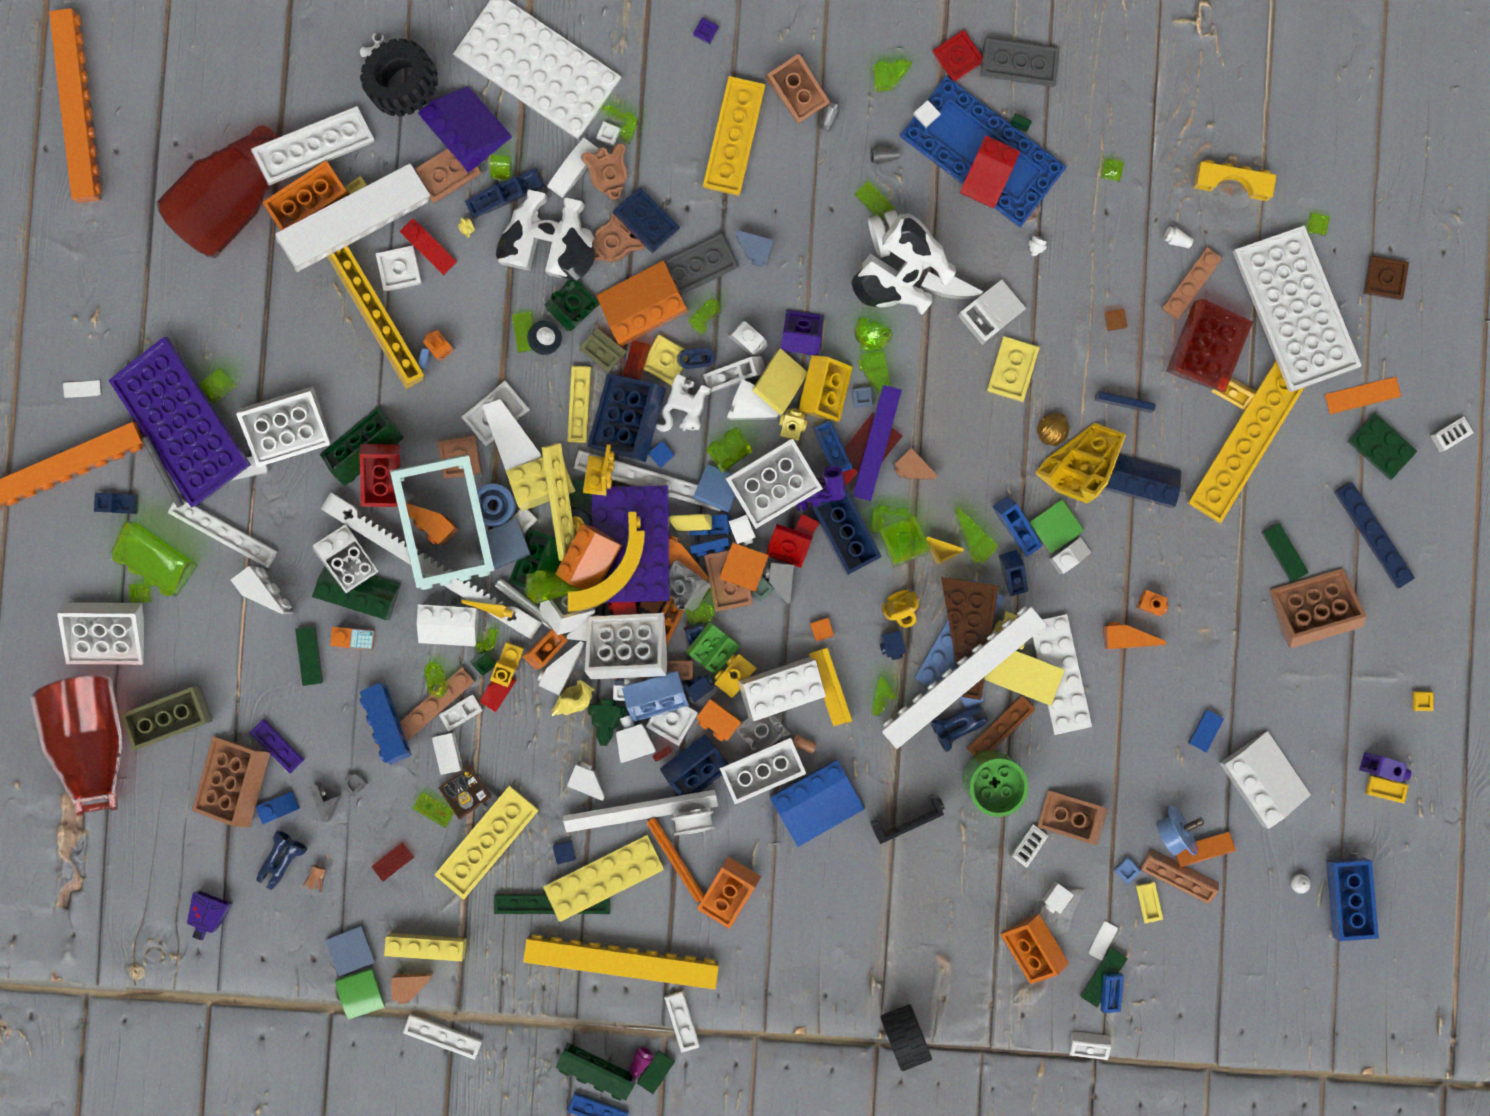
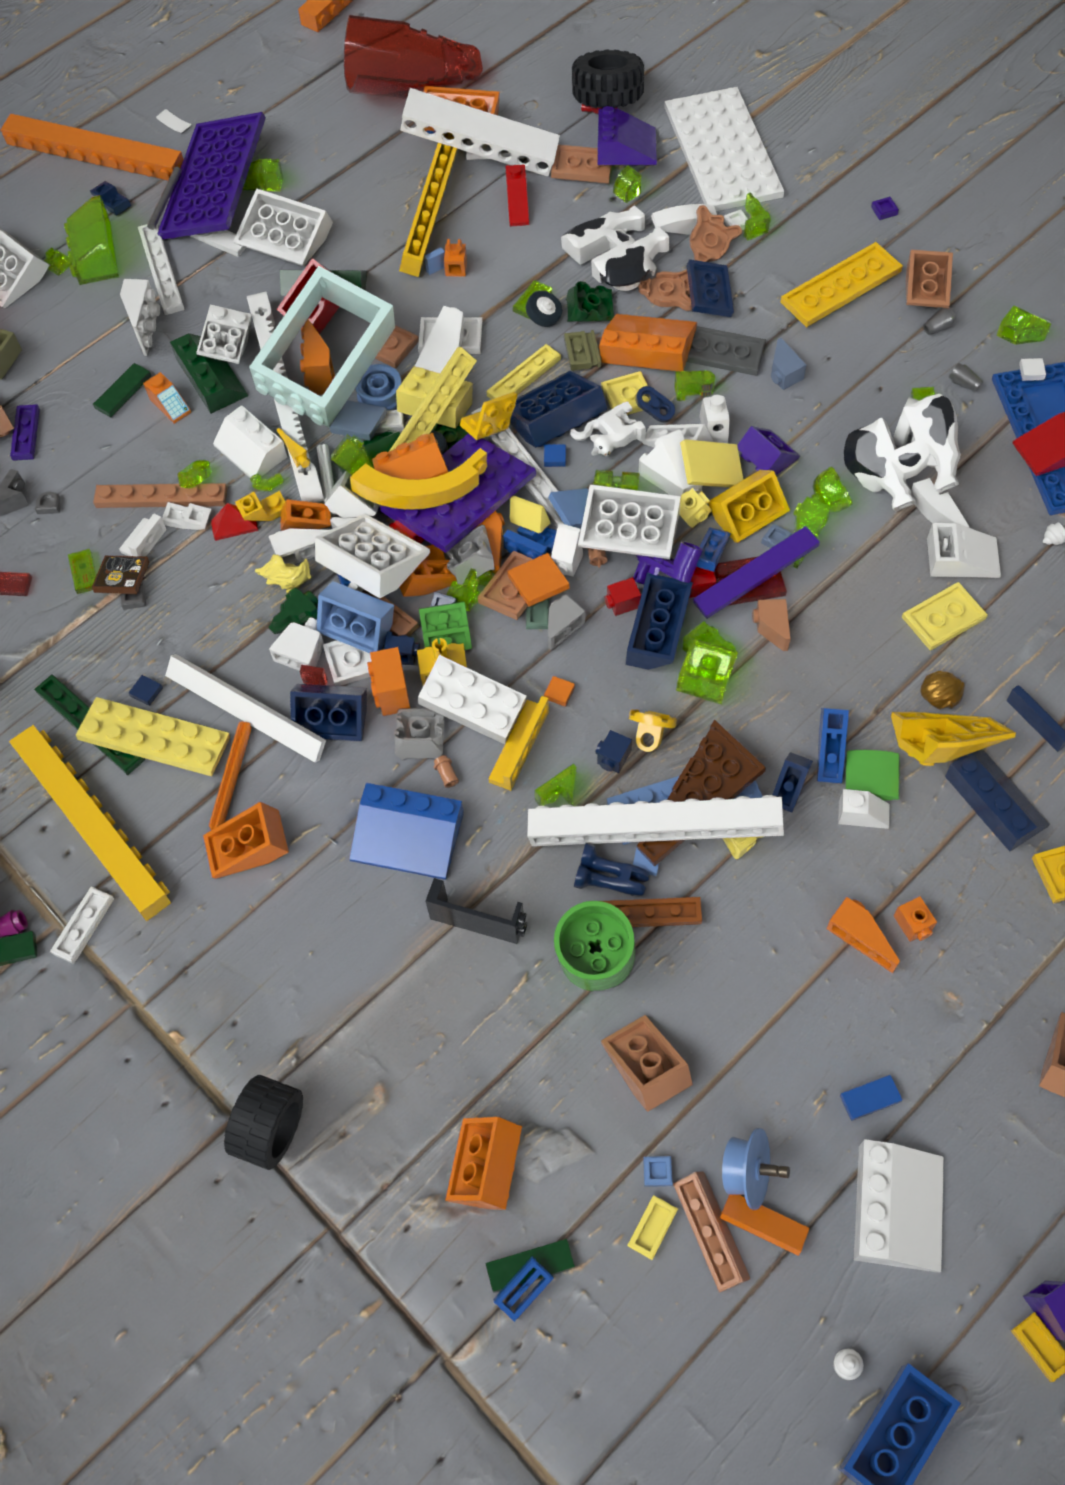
camera: 50 degrees right, 25 degrees down
(312, 145) = (489, 75): white plate -> none
(385, 723) = (119, 470): blue brick -> none
(398, 268) = (480, 198): white tile -> none
(466, 226) = (560, 203): light yellow plate -> none
(483, 662) = (242, 489): dark green tile -> none
(486, 842) = (93, 627): light yellow plate -> none
(504, 194) = (605, 200): dark blue slope -> none
(586, 781) = (226, 645): white slope -> none
(636, 360) = (606, 373): clear red tile -> none
(693, 821) = (277, 748): white wheel -> none
(762, 771) = (384, 757): white slope -> none
(789, 545) = (596, 594): red tile -> none
(941, 550) = (738, 710): yellow slope -> none
(976, 540) = (779, 728): clear neon green slope -> none
(1027, 677) = (719, 879): light yellow tile -> none
(1030, 856) = (558, 1065): white slope -> none
(1056, 646) = (756, 914): white plate -> none
(1057, 898) = (555, 1129): white brick -> none
(1090, 1045) = (446, 1331): white slope -> none
(1103, 940) = (565, 1225): white sticker -> none

